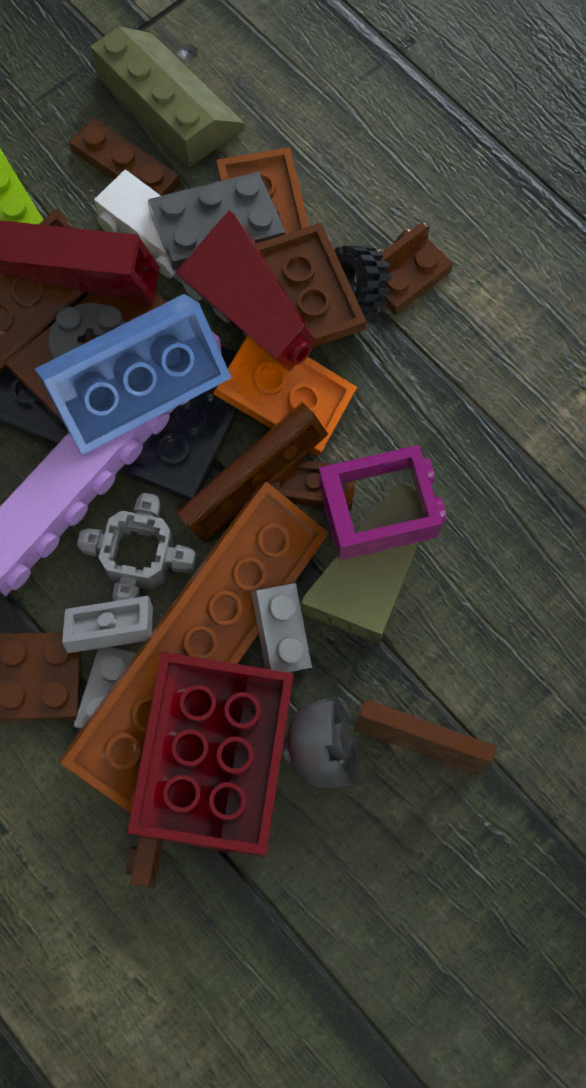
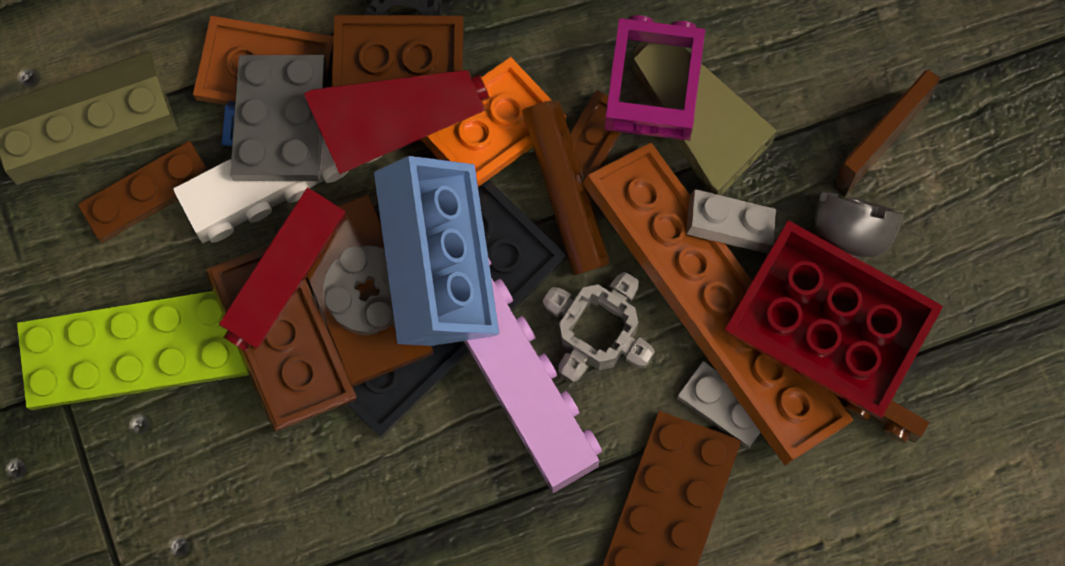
camera: 65 degrees left, 5 degrees up
(107, 624) = (668, 376): light grey plate -> none

